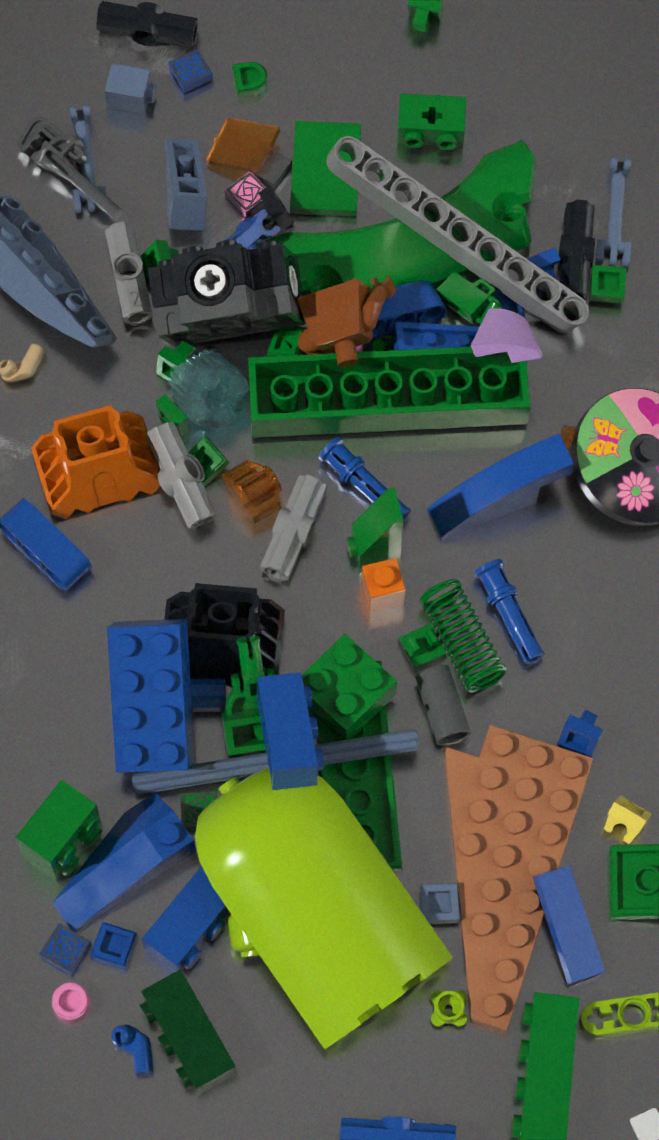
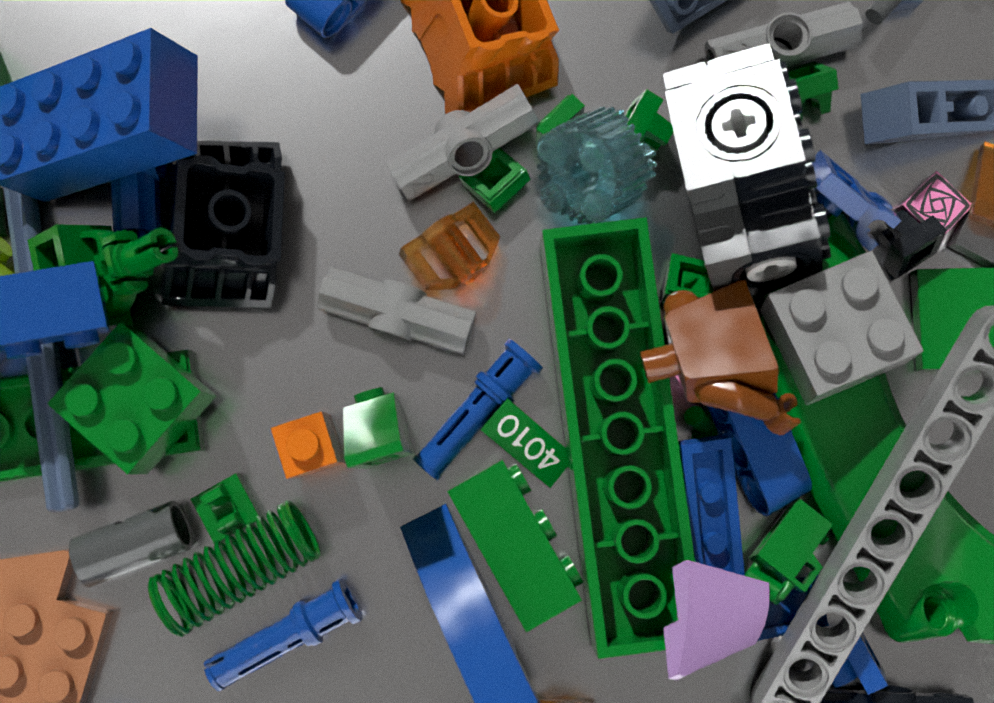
camera: 85 degrees right, 15 degrees up
(333, 246) = (840, 328): none -> light grey brick
(389, 451) = (527, 442): none -> green sticker
(452, 461) = (517, 544): none -> green brick

